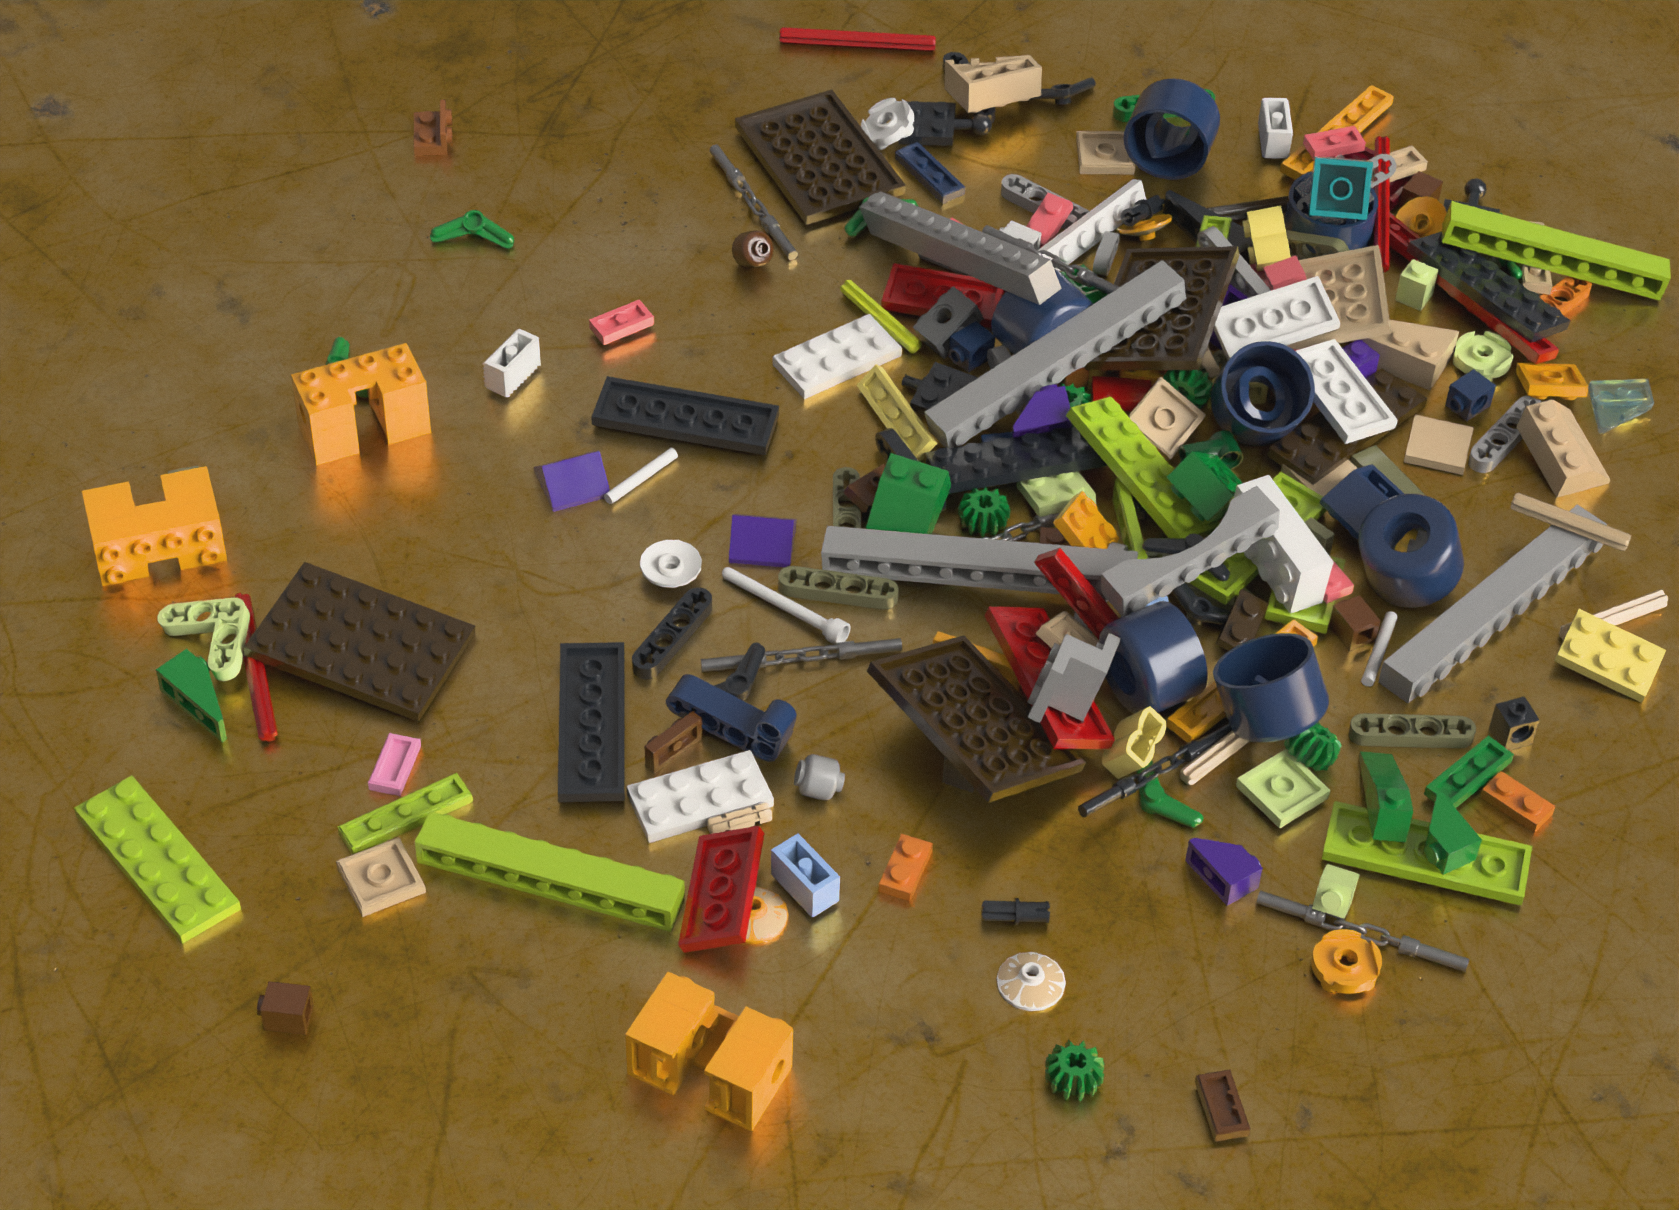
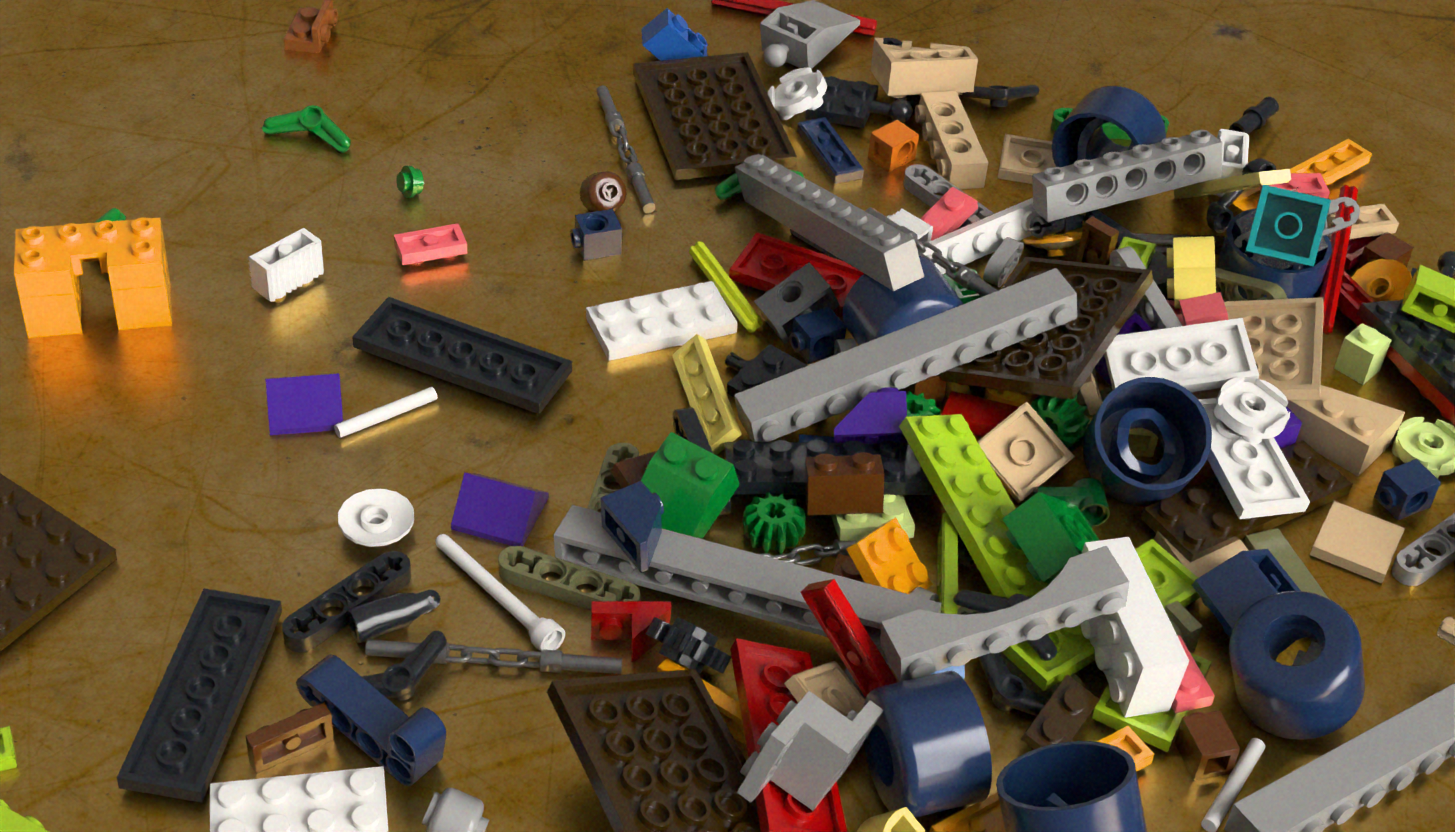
camera: 10 degrees right, 5 degrees down
(582, 267) = (410, 181): none -> green plate
(710, 637) = (389, 613): none -> black piece
(760, 288) = (597, 234): none -> dark blue brick
(761, 88) = (671, 38): none -> blue slope
(876, 62) = (803, 33): none -> light grey slope
(883, 531) = (633, 522): none -> dark blue slope
(903, 608) = (628, 621): none -> red slope
(951, 618) = (688, 645): none -> black gear
(984, 160) = (893, 145): none -> orange brick
(1033, 144) = (951, 139): none -> tan brick
(1034, 471) = (844, 484): none -> reddish brown brick
(1182, 227) = (1097, 242): none -> reddish brown plate
(1195, 159) = (1127, 175): none -> light grey brick
(1284, 153) = (1234, 183): none -> light yellow tile
(1287, 77) = (1256, 116): none -> black pin
(1302, 134) = (1218, 214): none -> black bar
(1345, 364) = (1235, 410): none -> white plate

